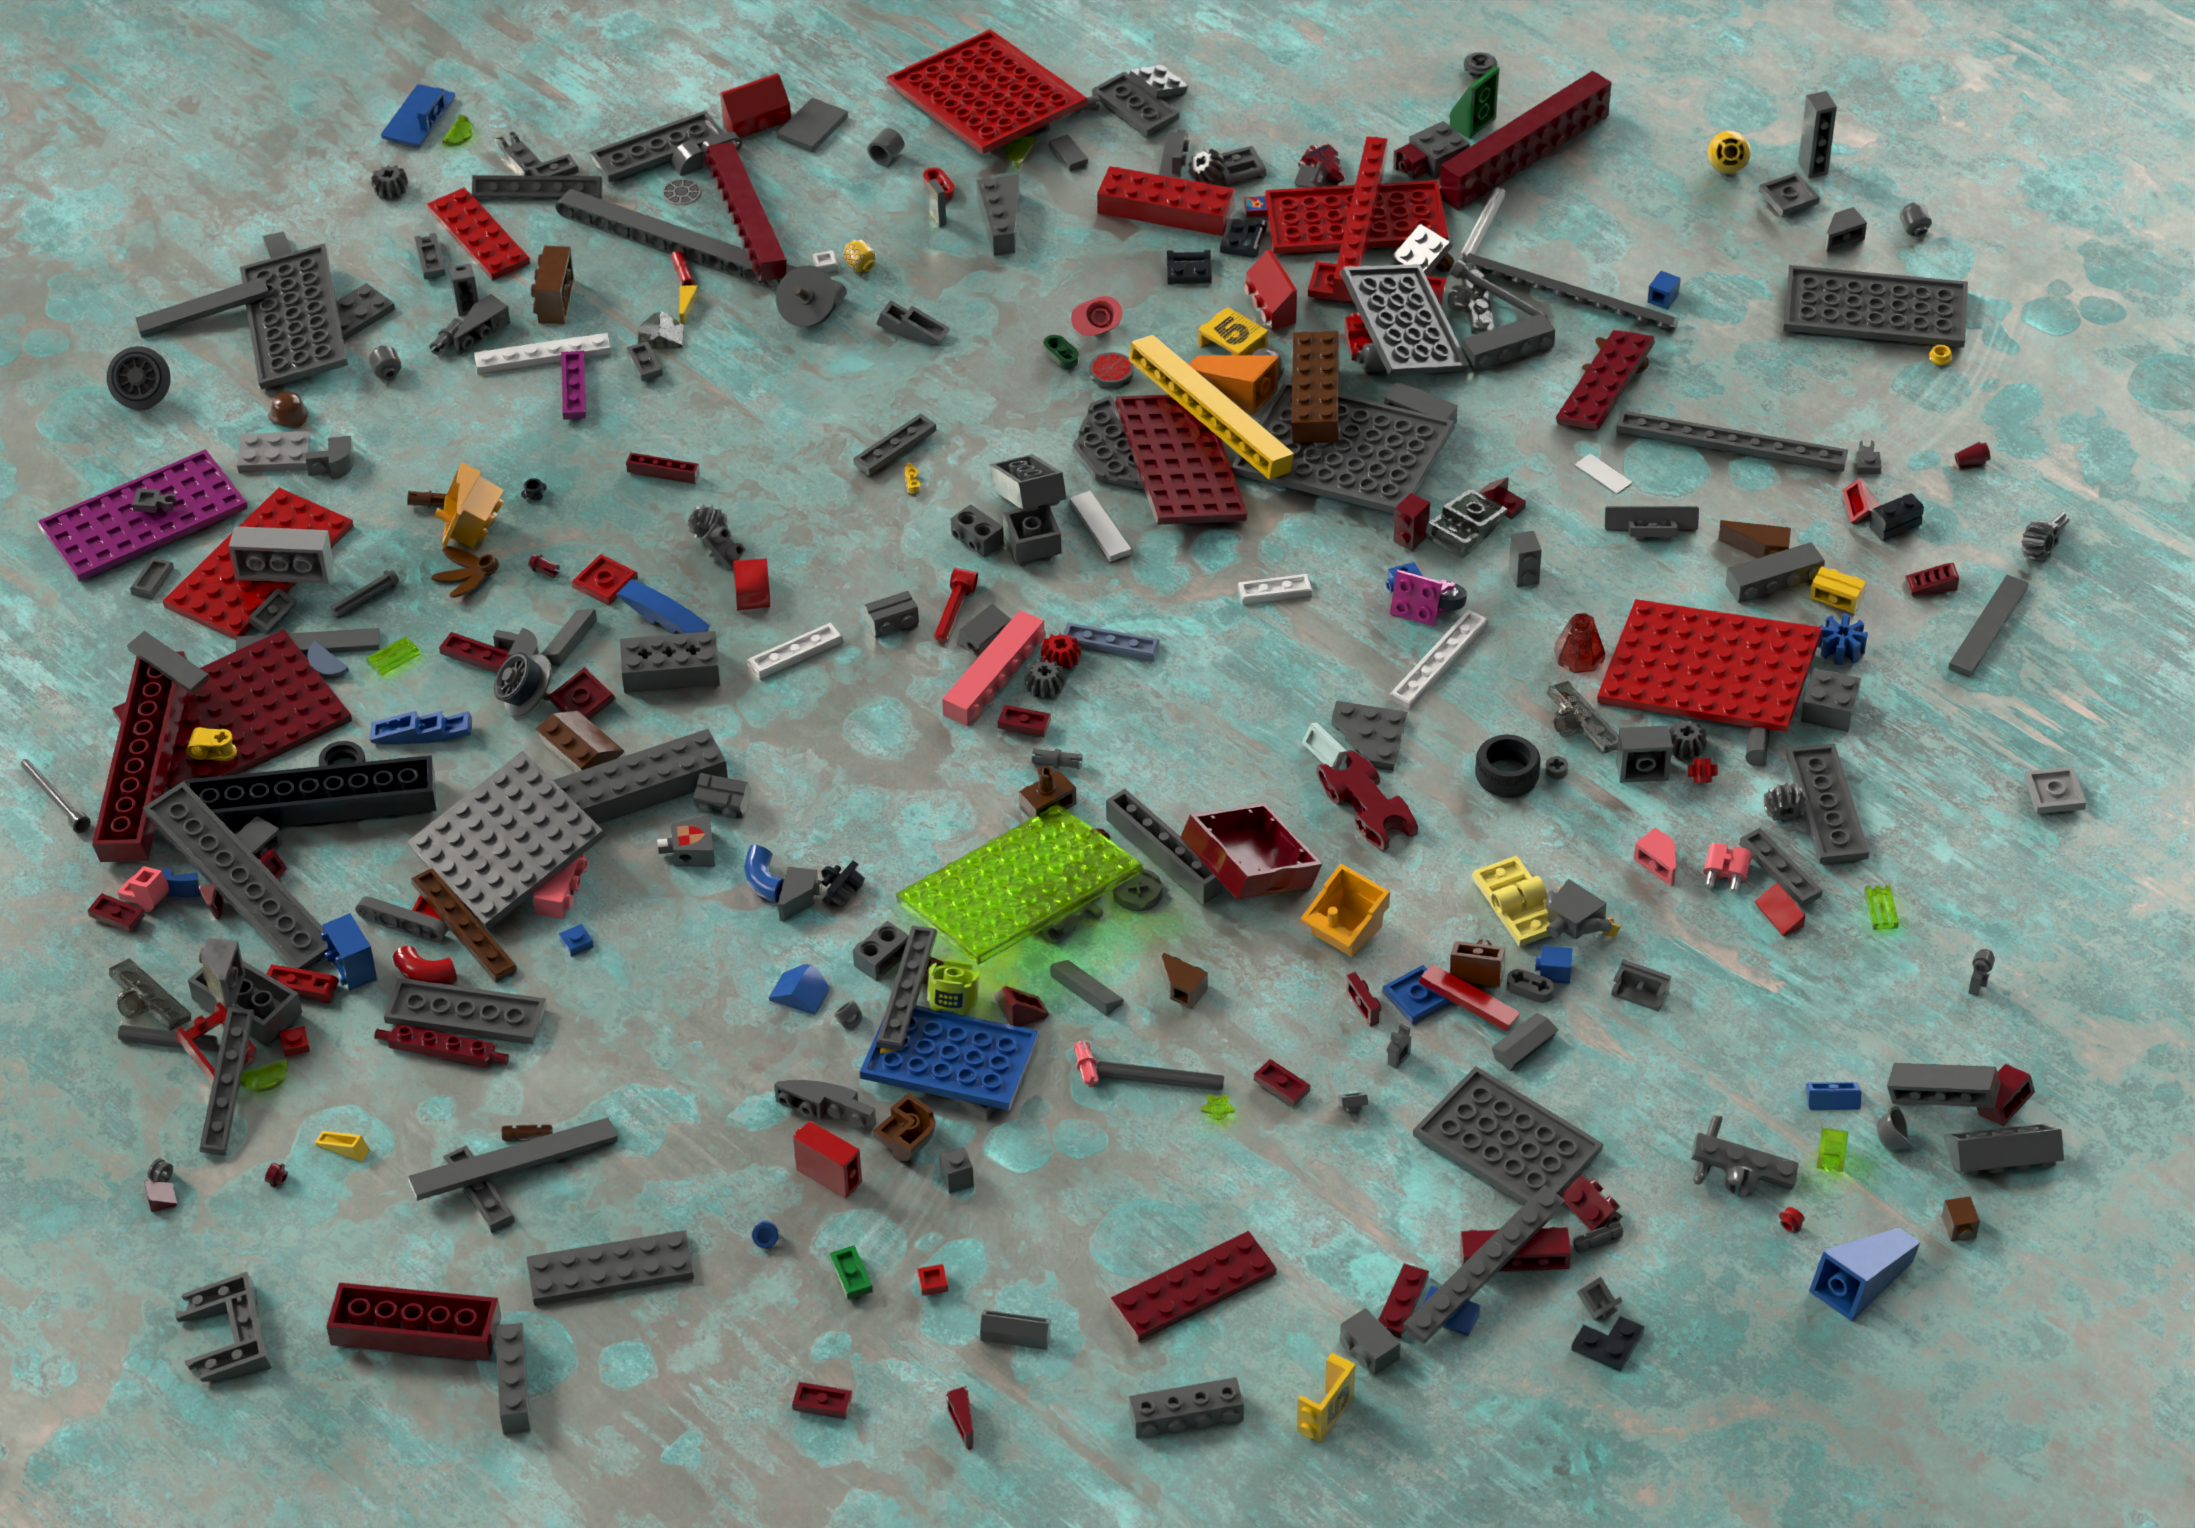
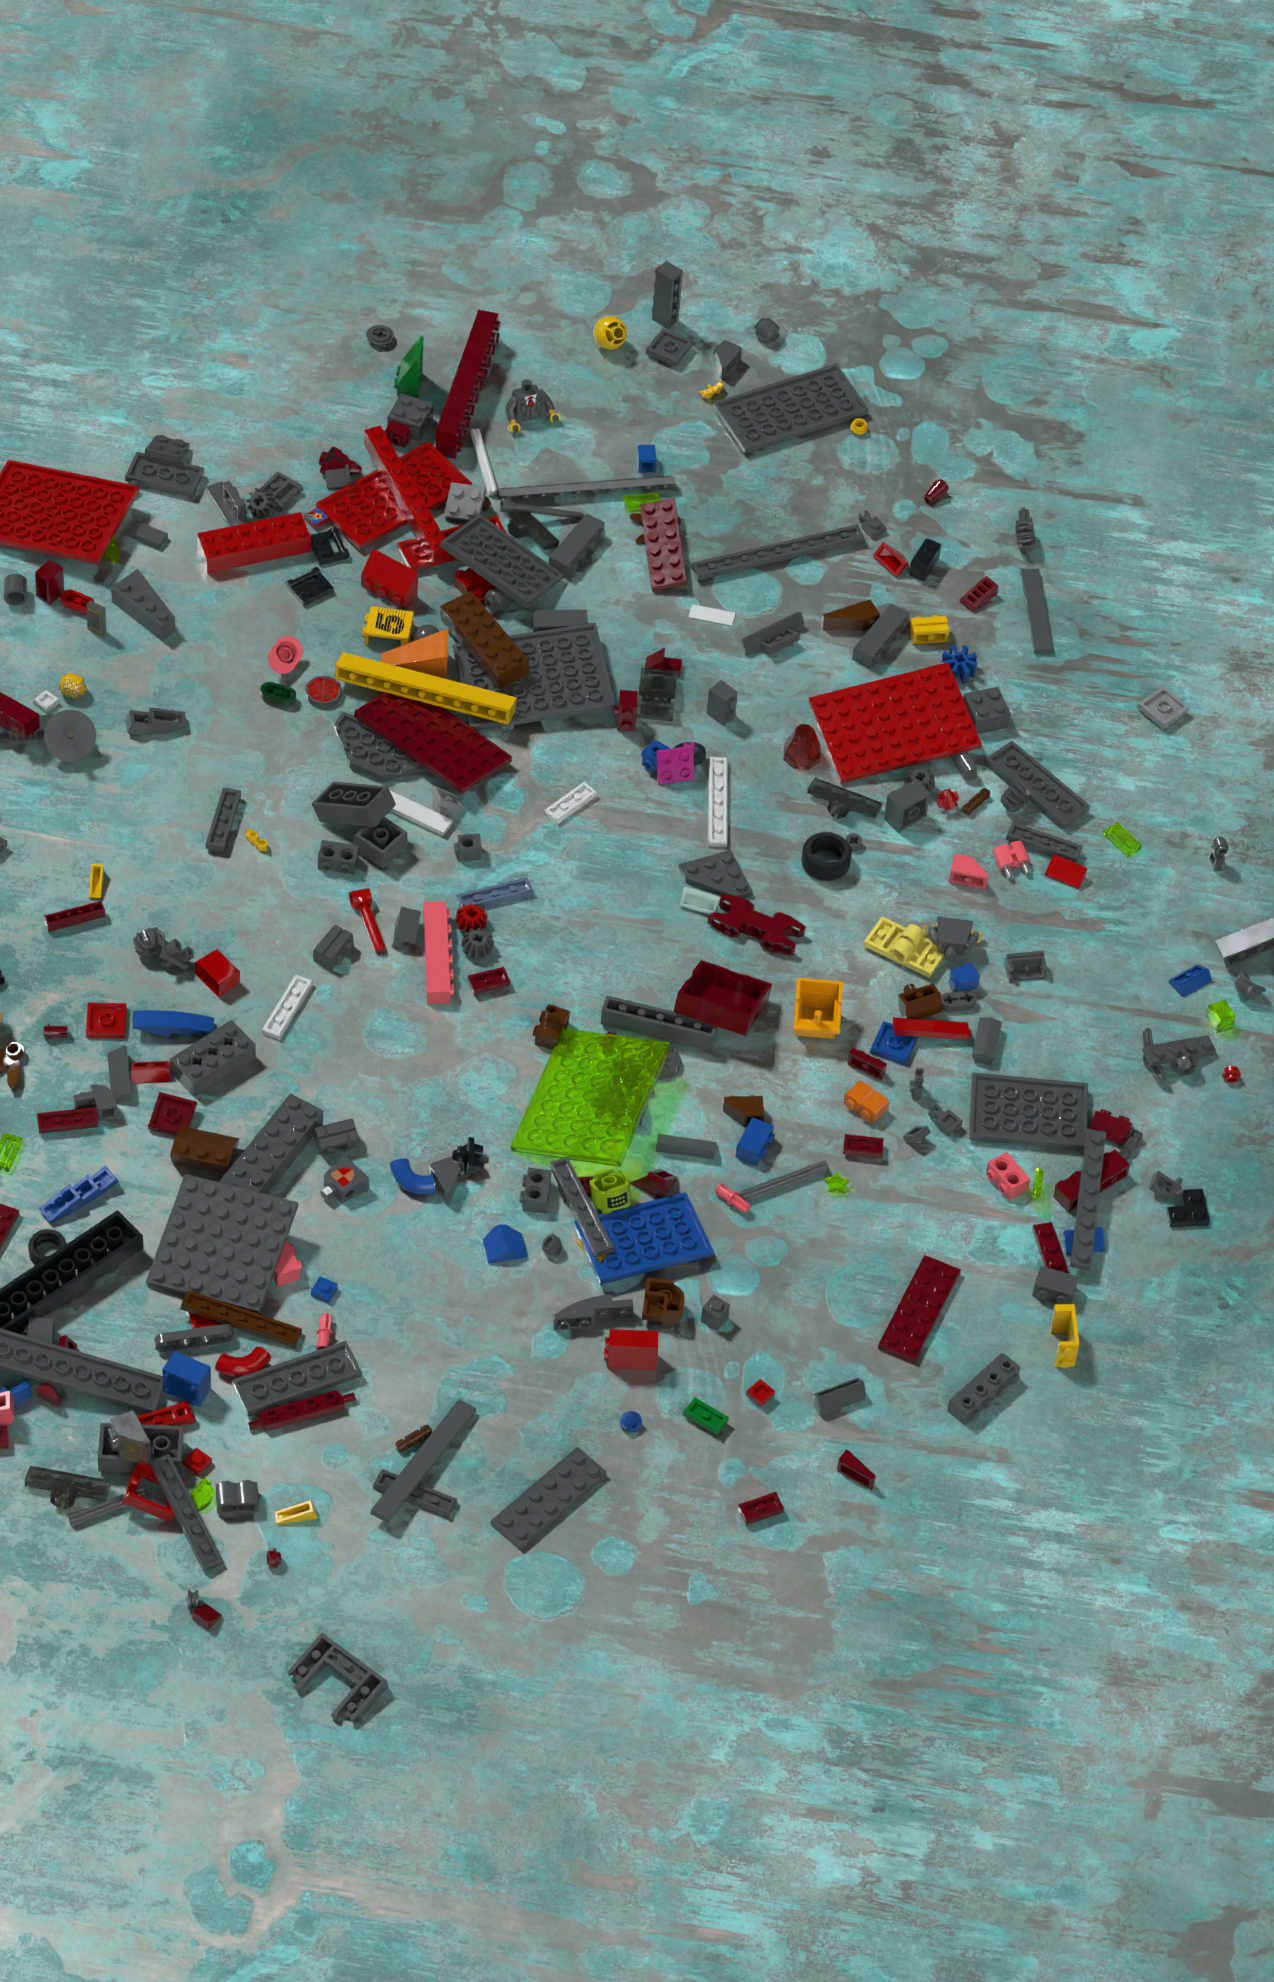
camera: 40 degrees left, 5 degrees up
(296, 1095) = (237, 1497): none -> dark grey brick
(413, 1321) = (462, 1603): dark red brick -> none
(512, 1378) = (557, 1604): dark grey brick -> none
(523, 682) = (131, 1125): dark grey piece -> none
(535, 980) = (324, 1331): none -> coral axle
(599, 647) = (150, 1072): none -> red slope
(717, 446) = (96, 881): none -> yellow piece
(922, 150) = (49, 582): none -> dark red brick
(1057, 758) = (533, 996): dark grey pin -> none
(1122, 582) = (468, 847): none -> dark grey brick
(1139, 528) = (446, 802): none -> light grey slope
(1162, 1017) = (755, 1141): none -> blue brick
(1325, 1038) = (866, 1102): none -> orange brick
(1401, 1103) = (946, 1121): none -> dark grey plate
(1419, 1195) = (1003, 1172): none -> coral brick
(1439, 1226) = (1037, 1185): none -> clear neon green tile
(1576, 185) = (528, 404): none -> dark grey torso
(1615, 324) = (639, 499): none -> clear neon green tile
(1738, 789) = (976, 801): none -> reddish brown axle
(1796, 255) = (707, 394): none -> yellow piece

